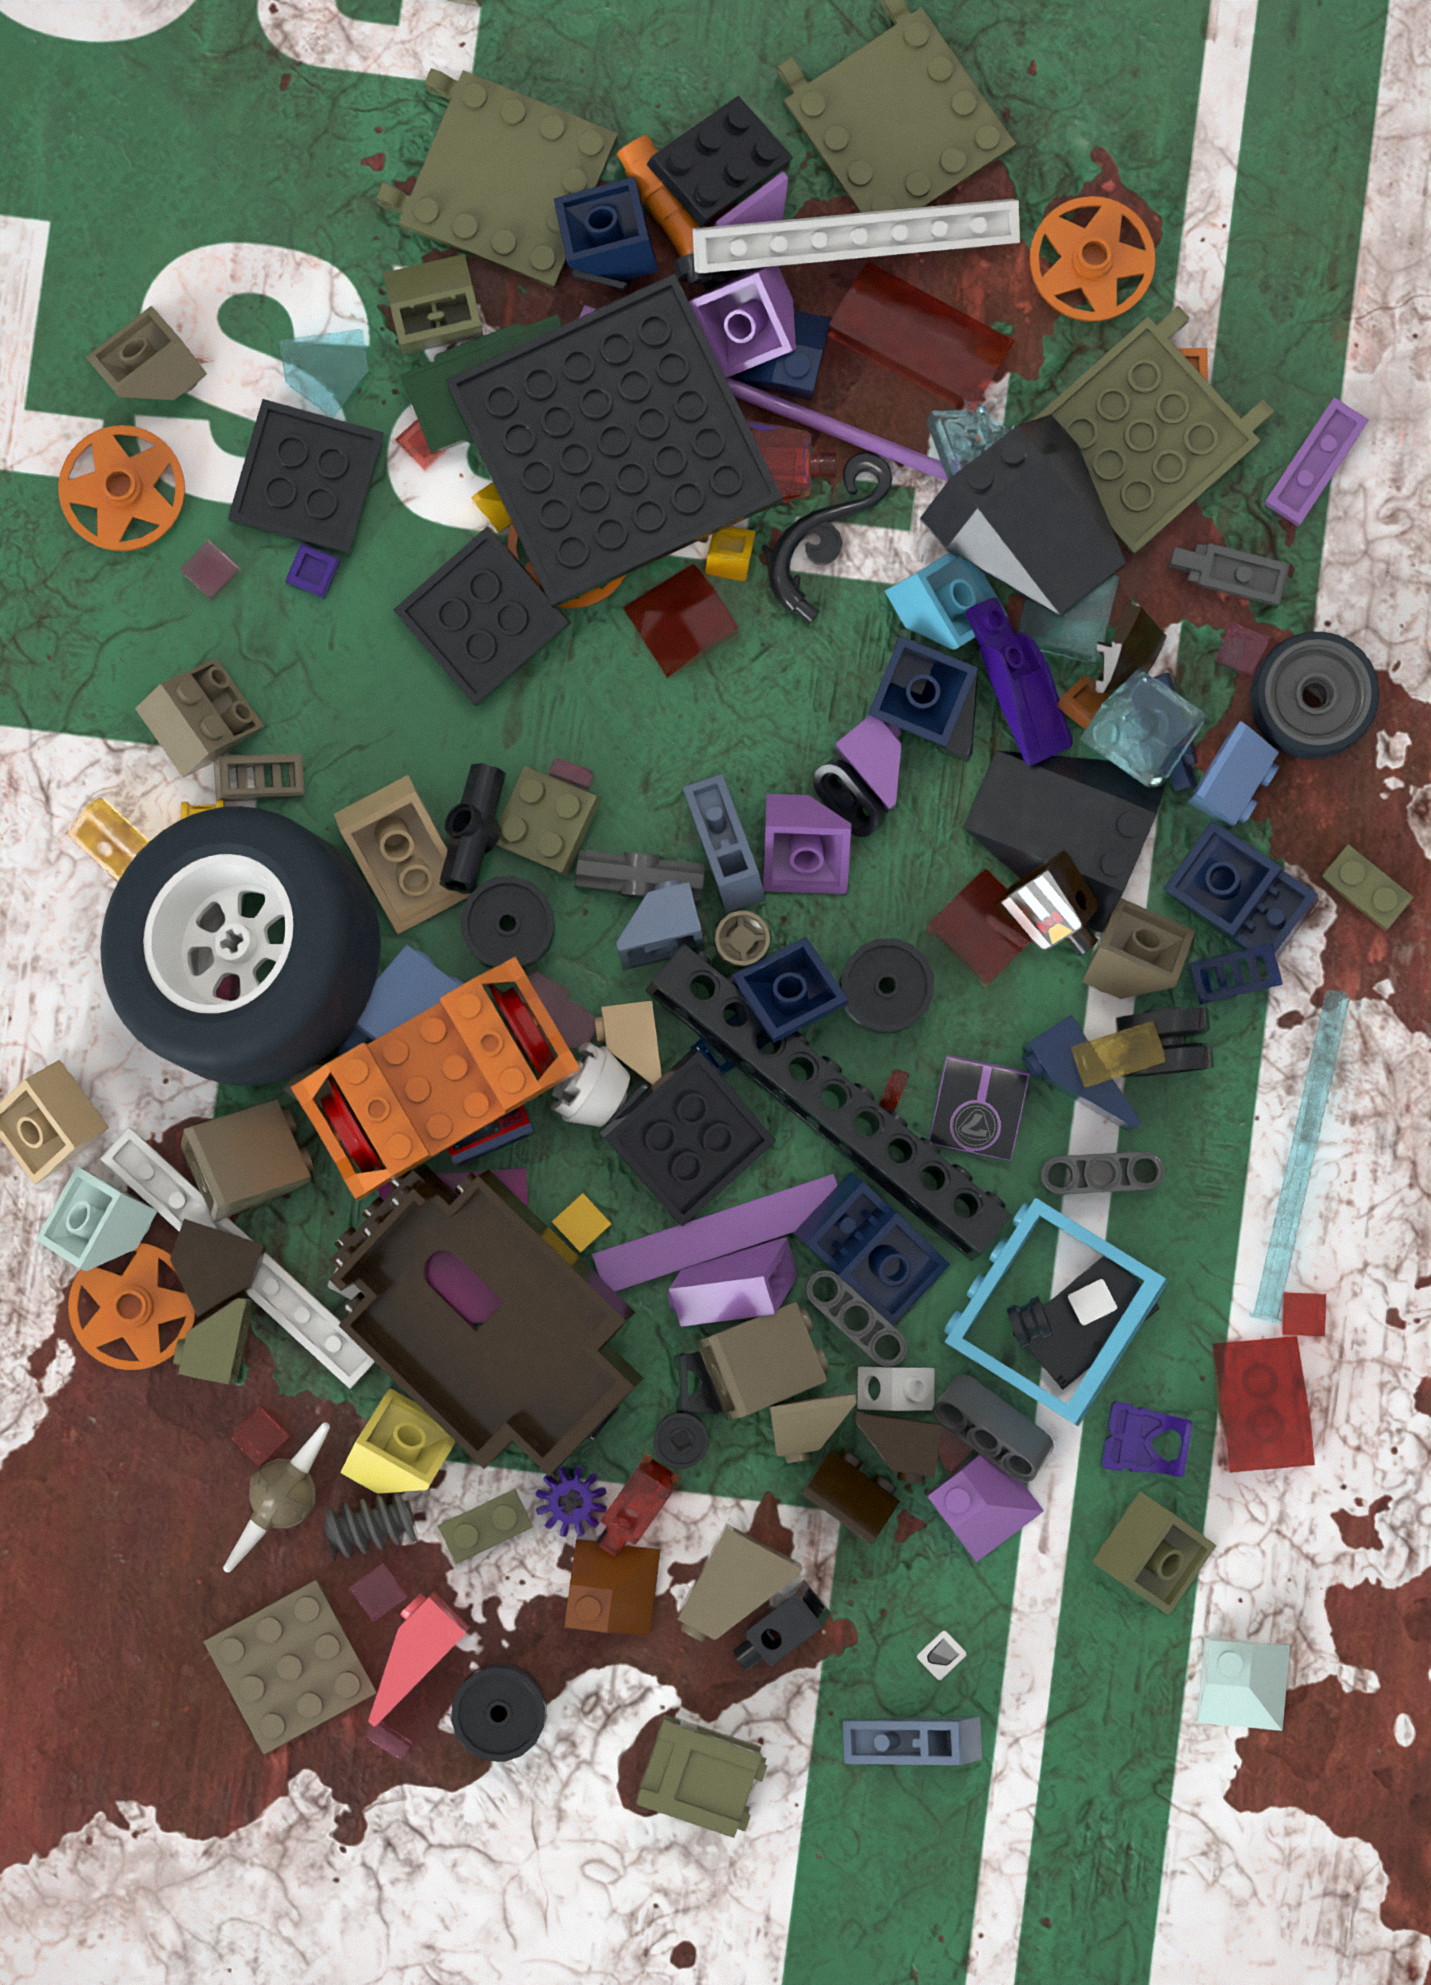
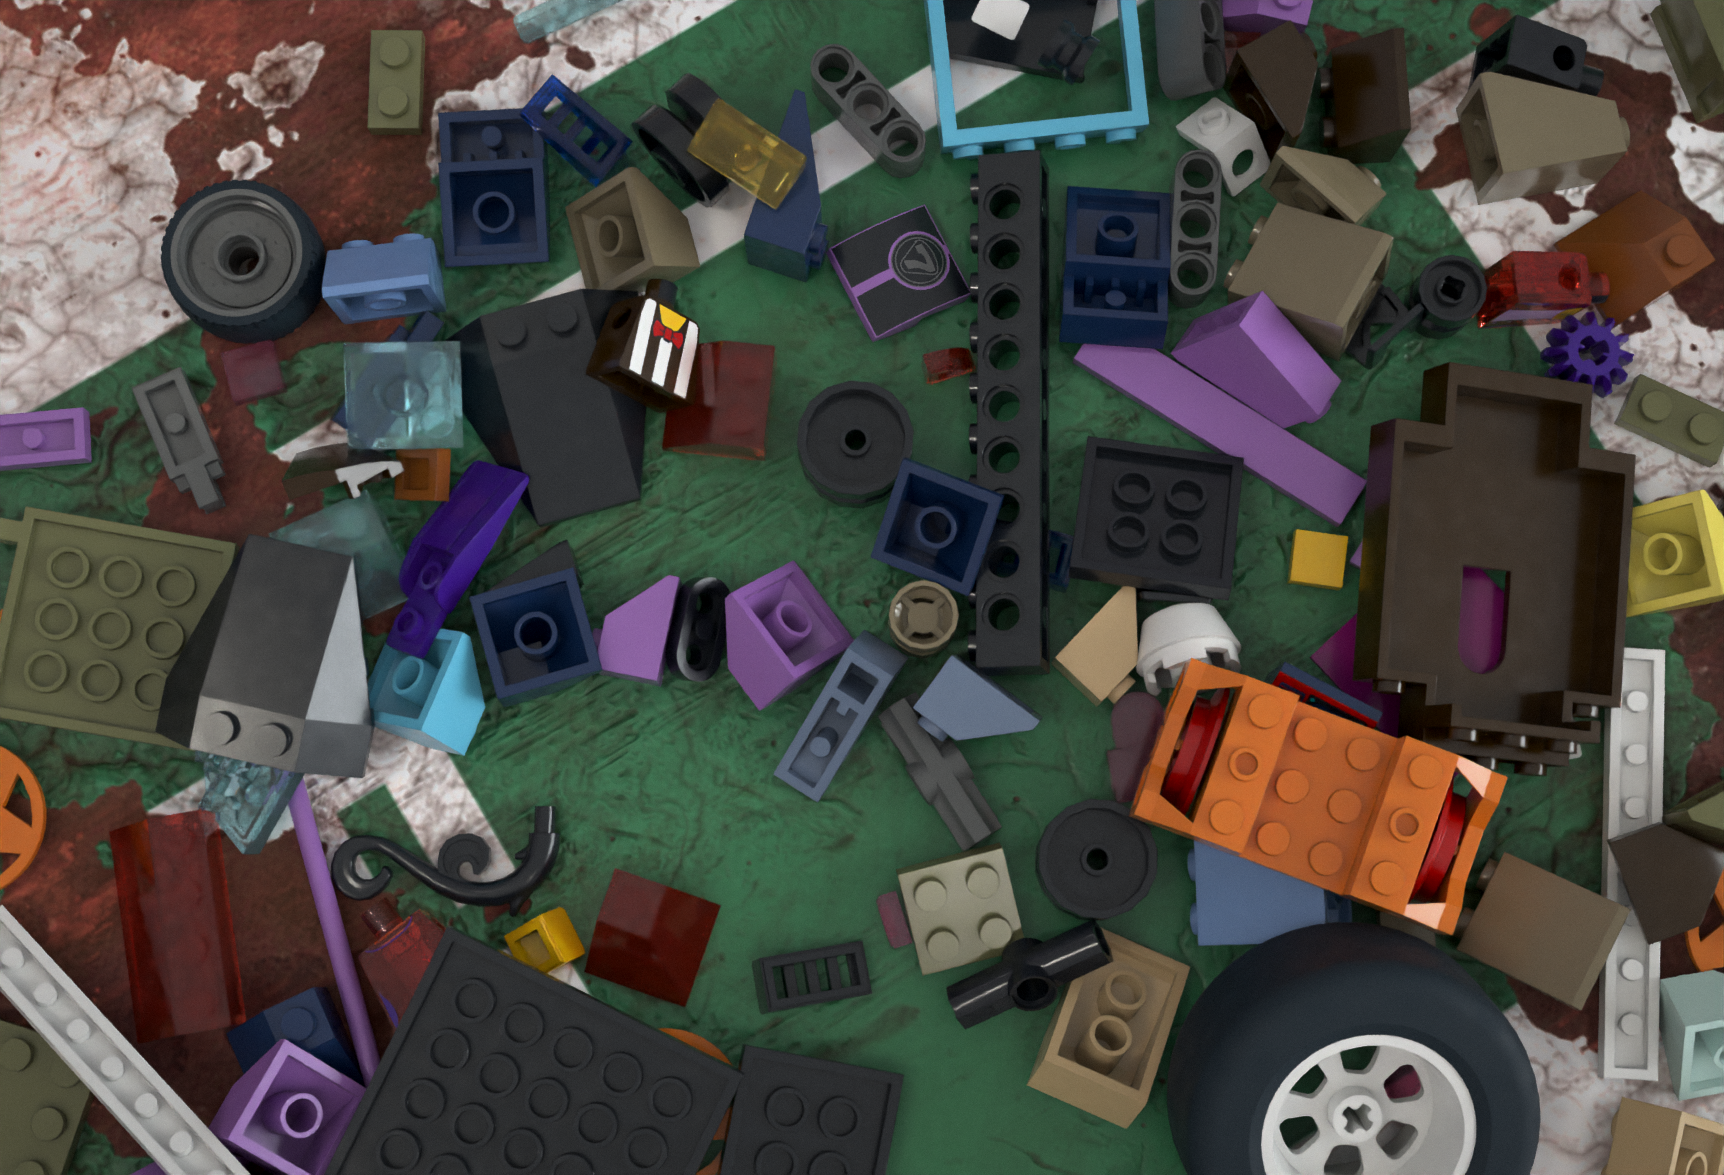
camera: 125 degrees left, 5 degrees down
(599, 668) = (766, 987): none -> black slope

